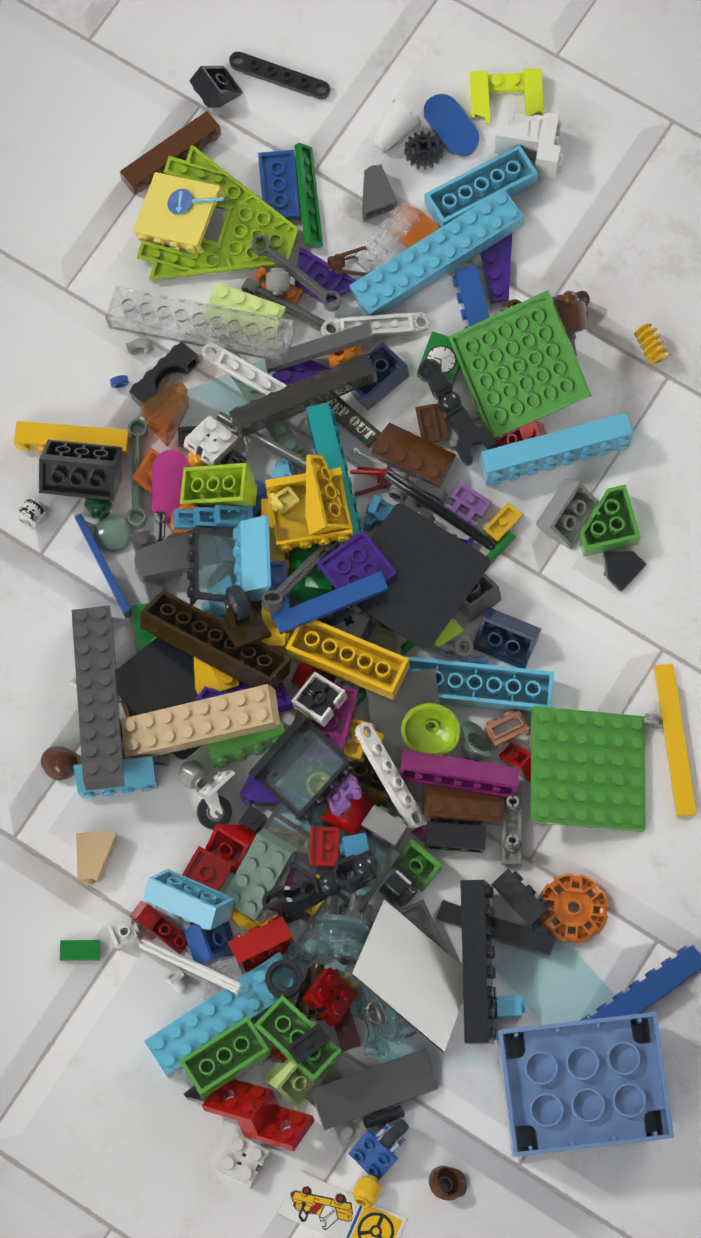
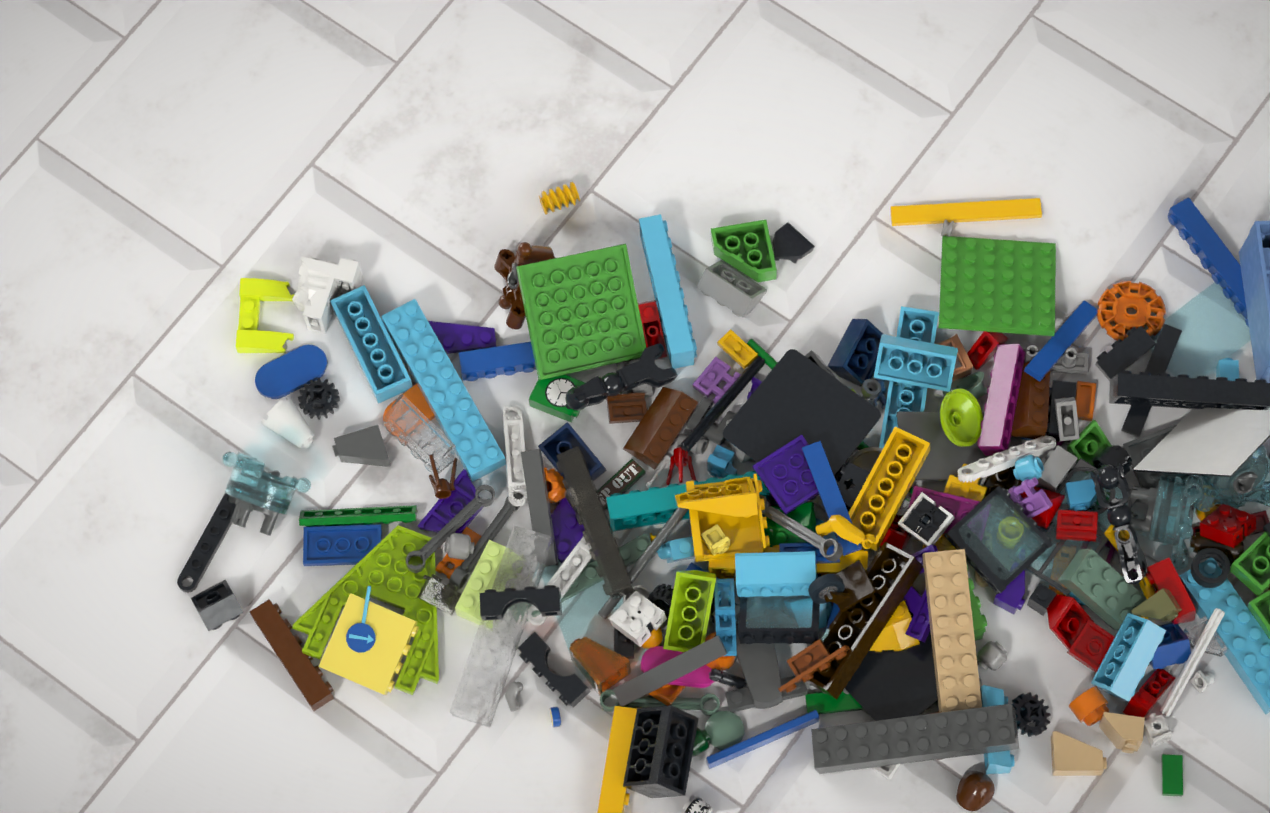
camera: 85 degrees left, 5 degrees down
(117, 898) = (1123, 730): none -> tan slope
(139, 815) = (1030, 714): none -> black gear
(141, 866) = (1089, 706): none -> orange piece
(158, 472) = (670, 671): none -> dark grey tile
(169, 594) = (809, 661): none -> dark orange bracket
(214, 808) = (1028, 635): plate -> none
(216, 351) = (495, 604): none -> black arch
(231, 268) = (439, 594): none -> clear smoke bracket
(237, 926) = (1159, 606): none -> olive slope
(291, 613) = (845, 530): none -> yellow arm
(321, 101) = (259, 490): none -> clear light blue piece
(376, 794) = (1028, 468): none -> medium azure head
(439, 835) = (1067, 418): none -> light grey slope
(471, 862) = (1085, 400): none -> orange tile
(489, 684) = (915, 362): none -> medium azure slope
(529, 833) = (1061, 341): none -> blue tile

